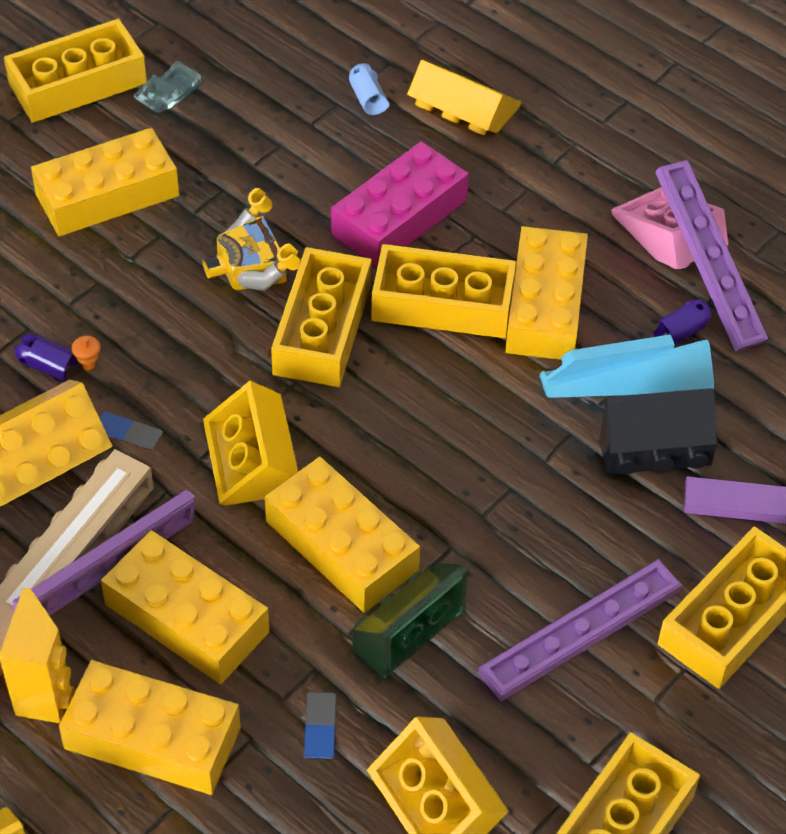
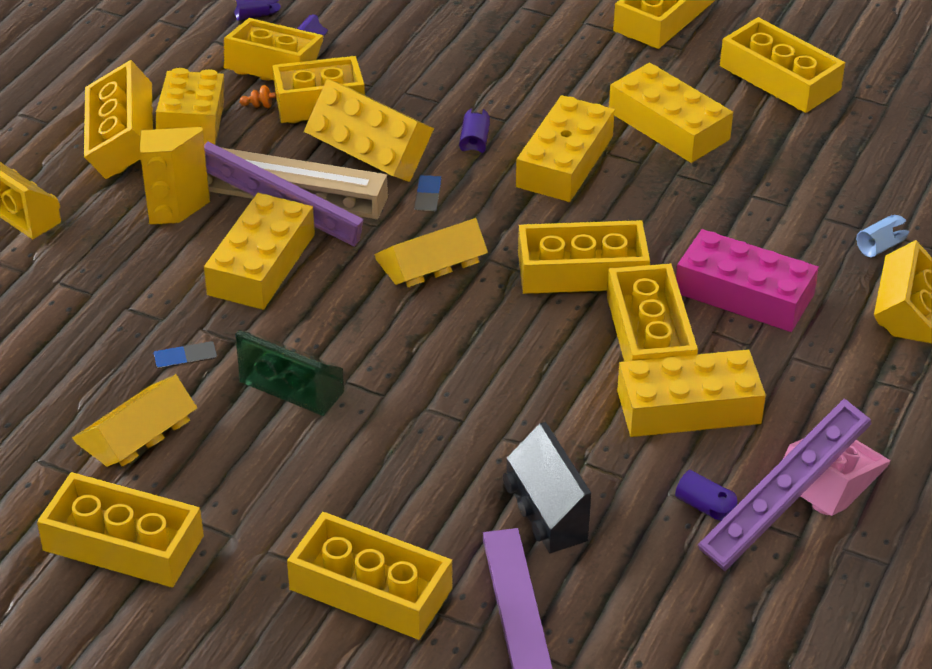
camera: 75 degrees right, 10 degrees down
(86, 351) = (483, 144): orange hair -> none
(126, 284) = (564, 148): none -> yellow brick
(150, 727) = (147, 258): yellow brick -> none
(169, 89) = (799, 123): clear light blue slope -> none
(250, 251) = (642, 201): torso -> none
(342, 534) = (361, 316): yellow brick -> none
(579, 630) = (323, 485): medium lavender tile -> none
(631, 369) = (633, 474): medium azure wedge -> none

